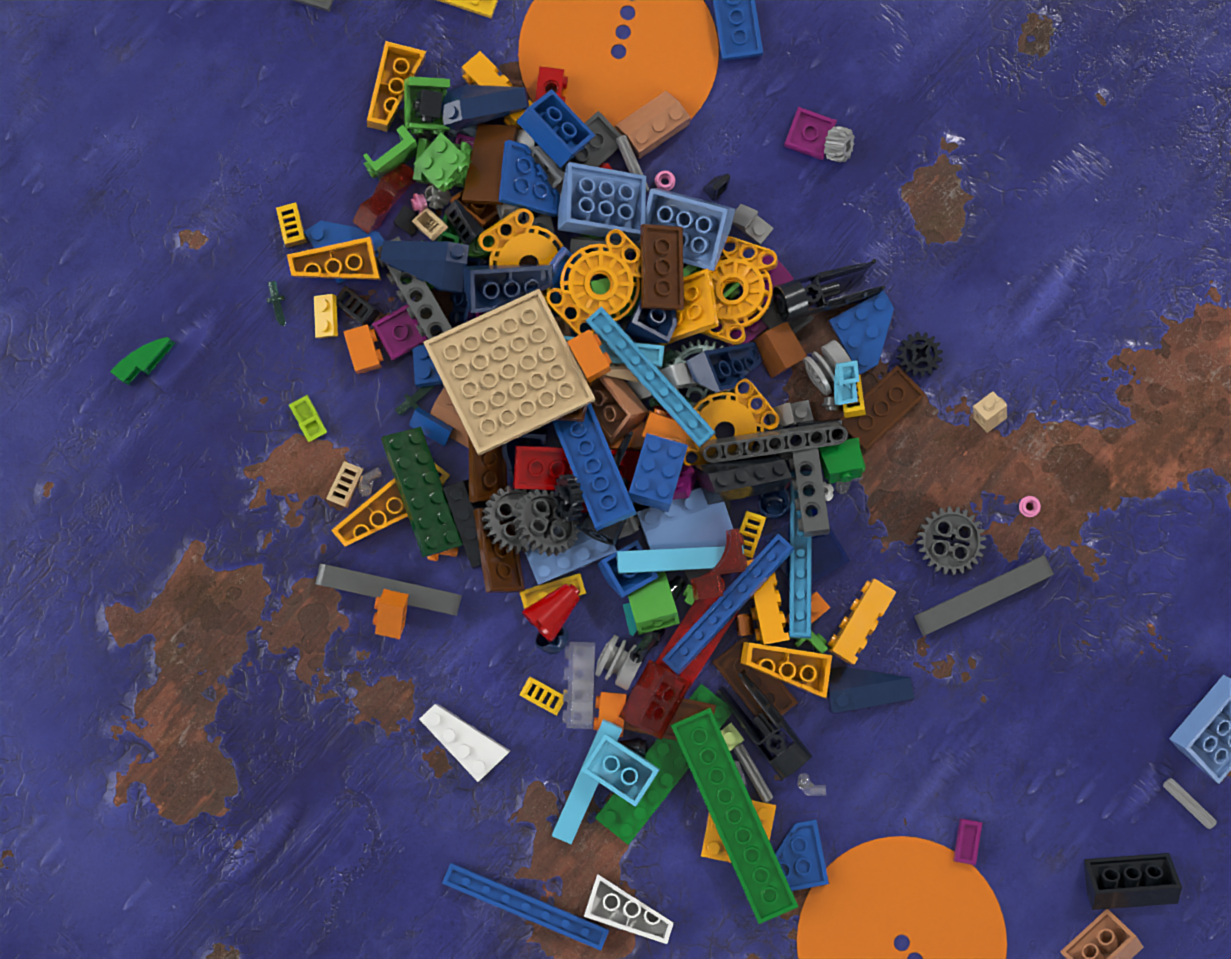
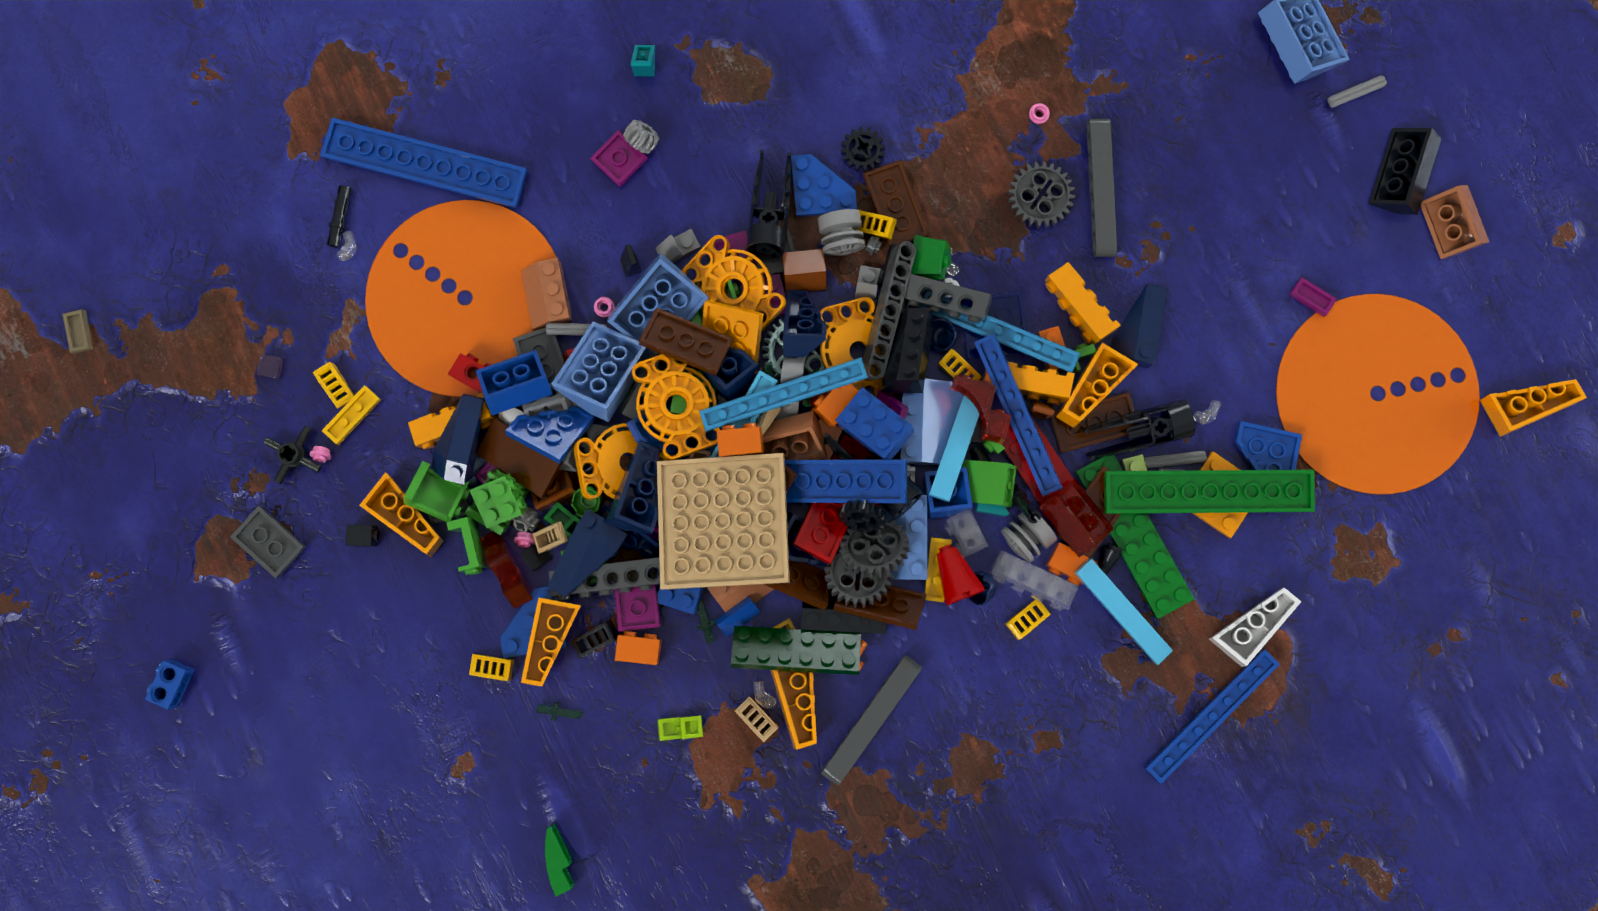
camera: 60 degrees left, 0 degrees up
(325, 316) = (591, 671): yellow plate -> none
(360, 56) = (362, 535): none -> black brick
(391, 613) = (896, 726): orange brick -> none
(428, 105) = (438, 491): black brick -> none
(466, 228) = (570, 505): black slope -> none
(467, 744) = (1043, 707): white wedge -> none
(598, 604) = (966, 533): none -> clear brick
(620, 770) = (1128, 575): medium azure slope -> none
(845, 382) = (863, 224): medium azure slope -> none
(914, 115) = (643, 60): none -> teal slope
(990, 411) = (941, 109): tan head -> none

